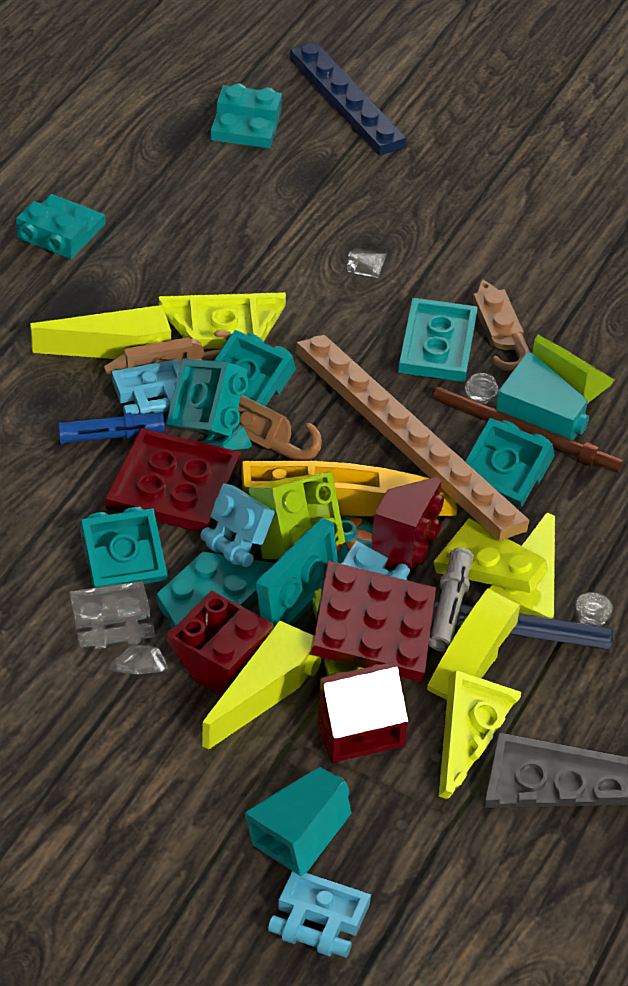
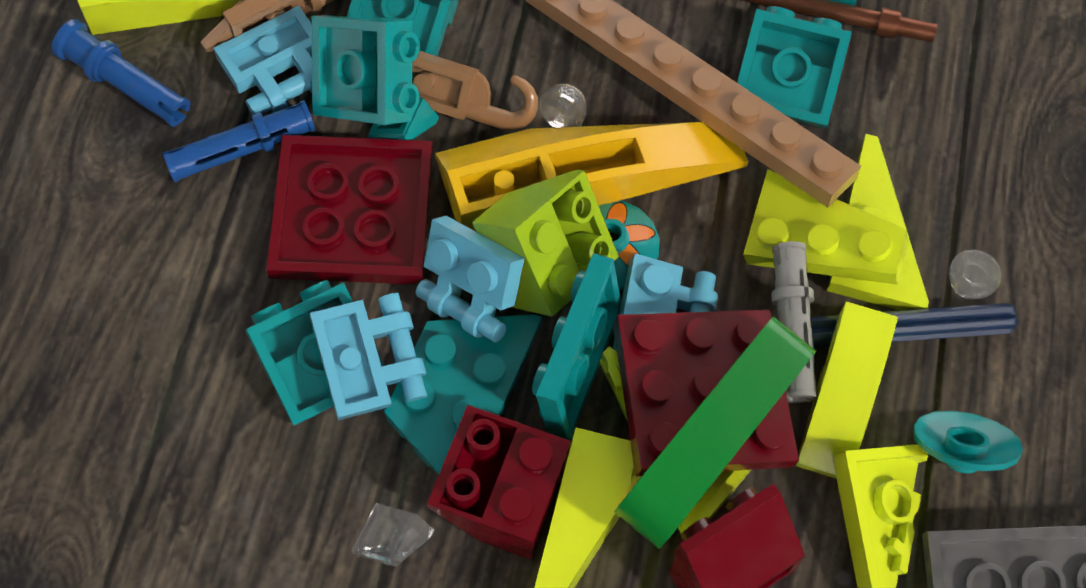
camera: 15 degrees left, 20 degrees up
(36, 366) = (104, 63): none -> blue pin
(110, 606) = (323, 452): clear plate -> none
(144, 551) = (352, 360): none -> medium azure plate
(338, 450) = (563, 106): none -> clear plate
(368, 629) = (714, 433): none -> green beam
(407, 523) = (701, 213): dark red slope -> none
(546, 696) = (967, 441): none -> teal dish

